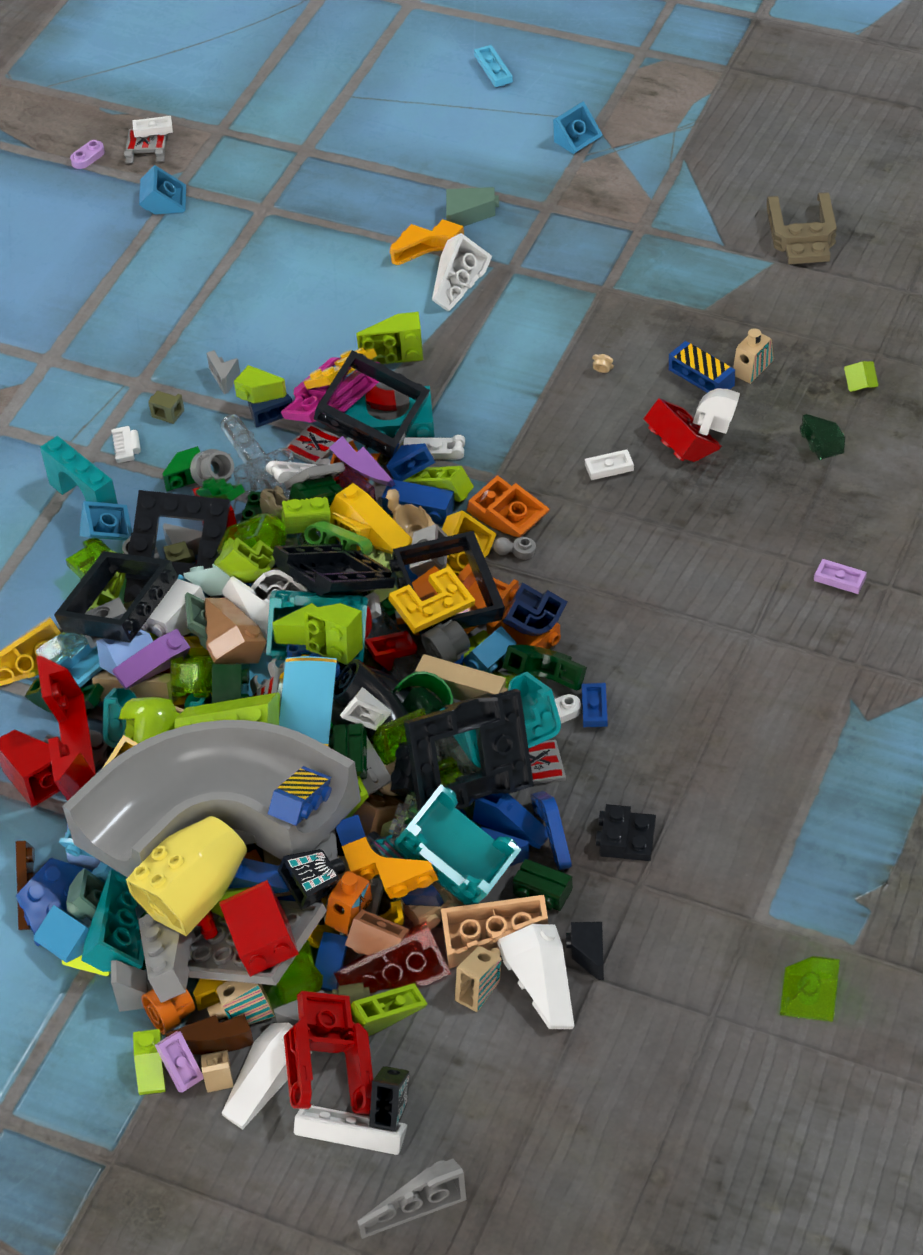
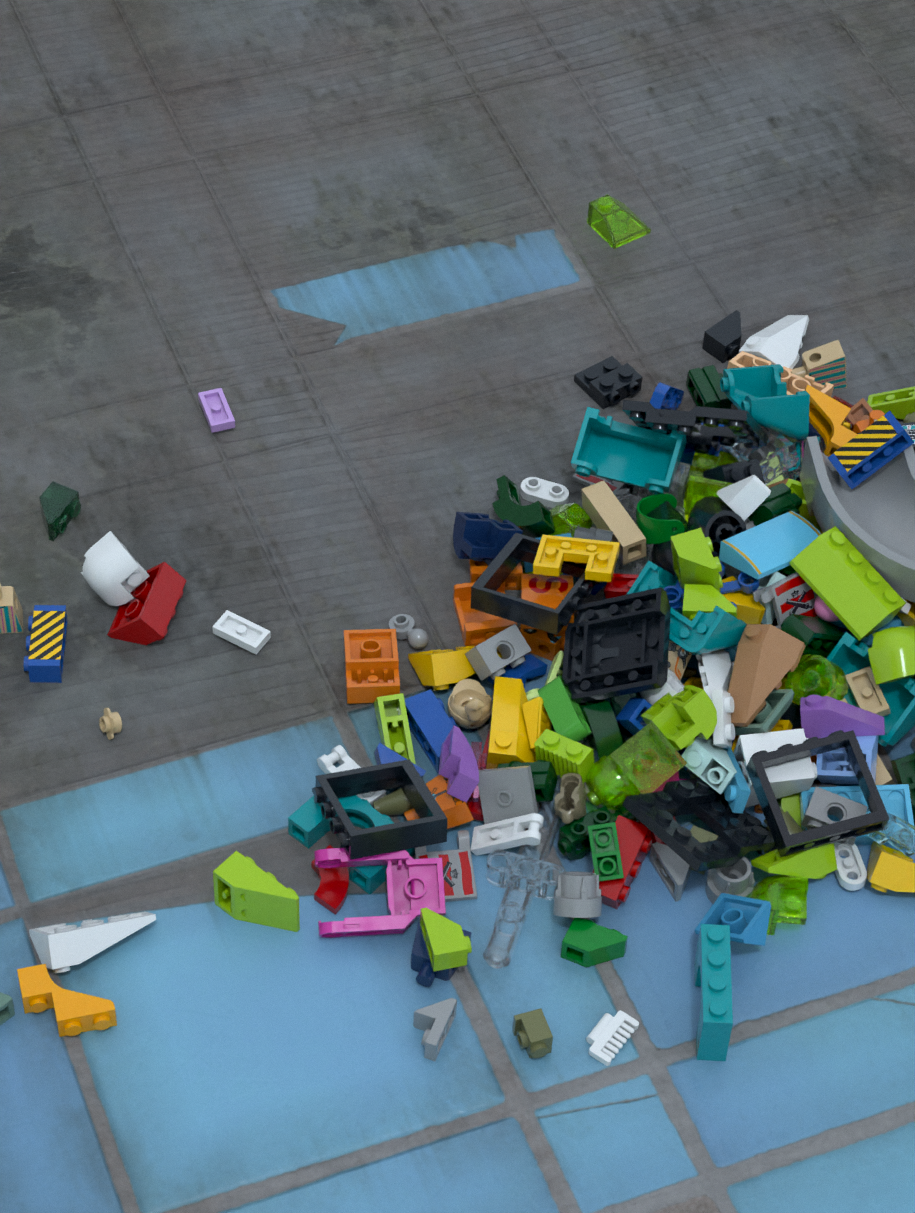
camera: 140 degrees left, 0 degrees up
(222, 585) = (724, 729): none -> white plate
(324, 378) = (328, 877): yellow plate -> none
(594, 705) = (518, 467): blue plate -> none

